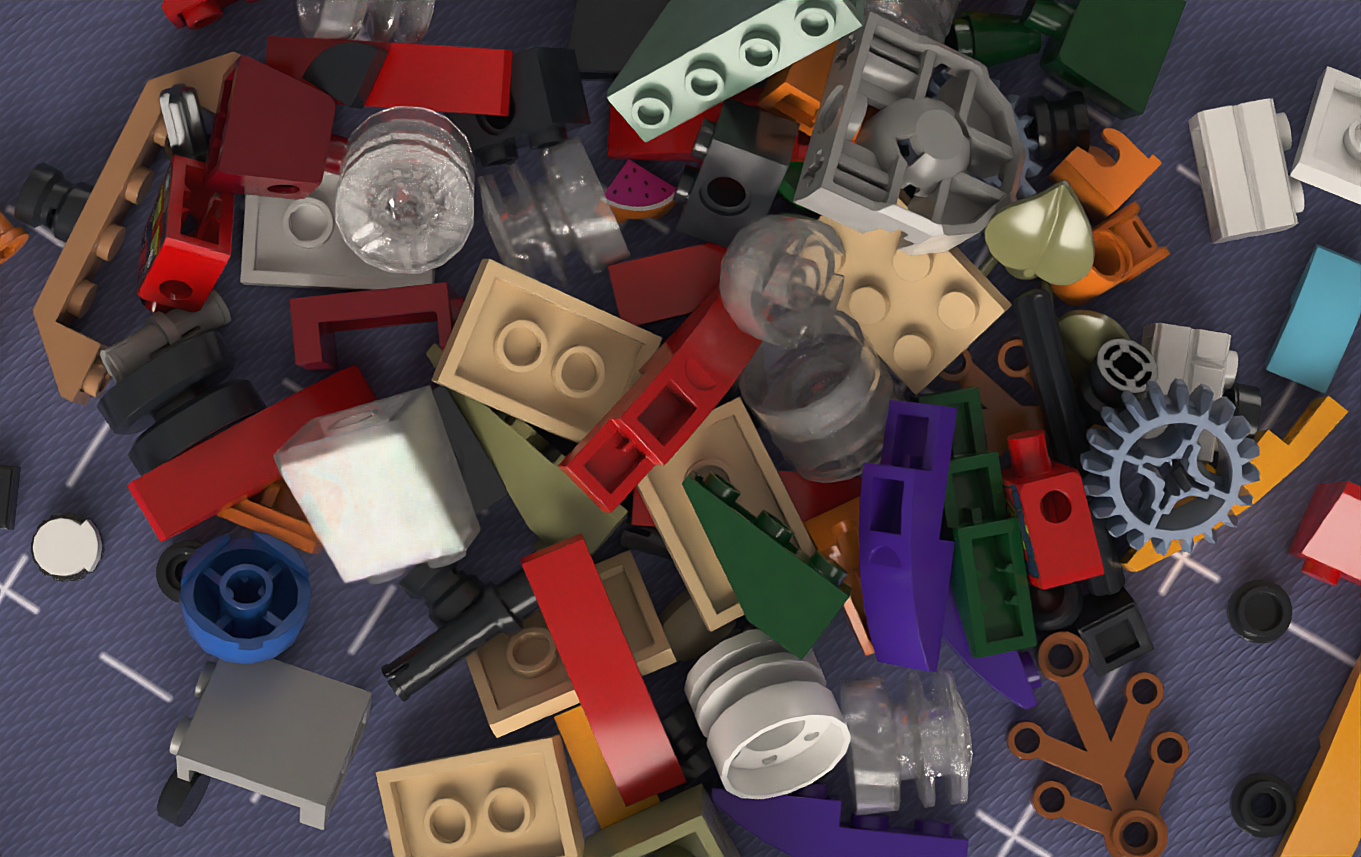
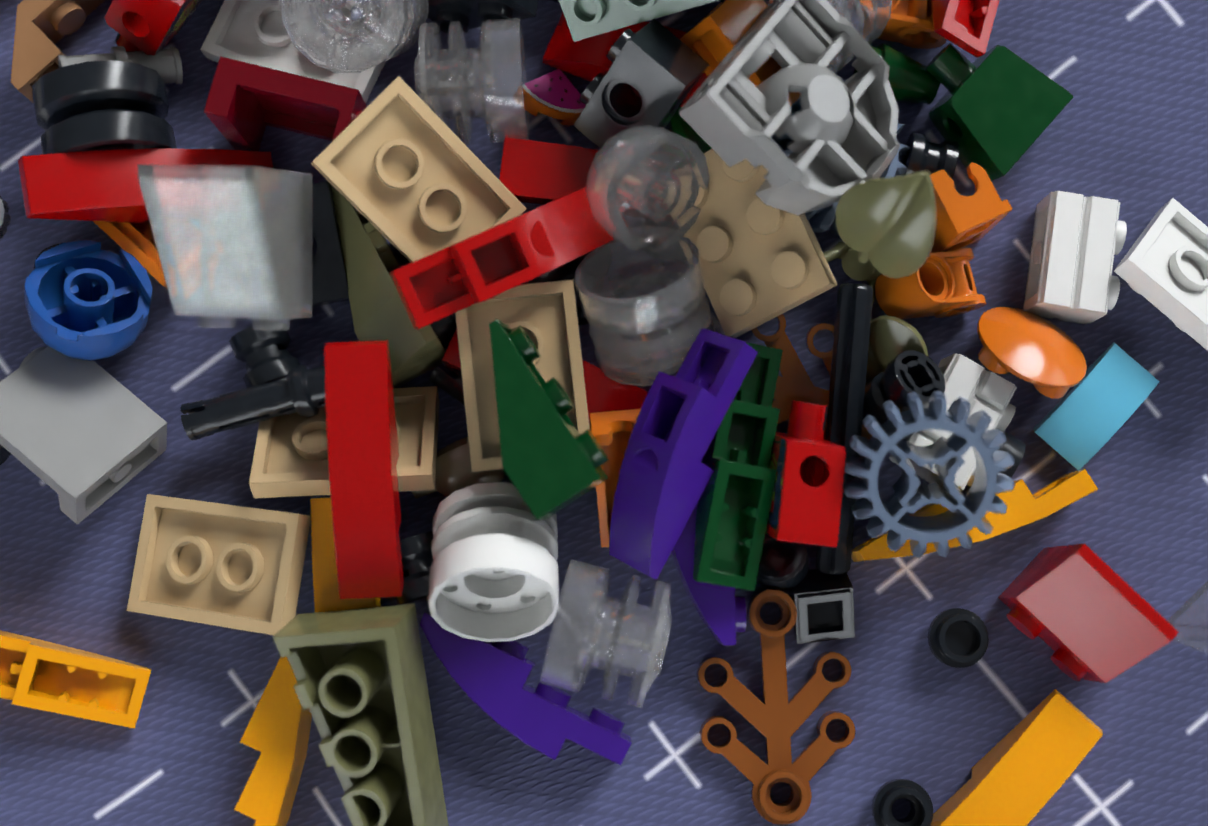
camera: 20 degrees right, 5 degrees down
(1232, 287) = (1030, 350): none -> orange dish

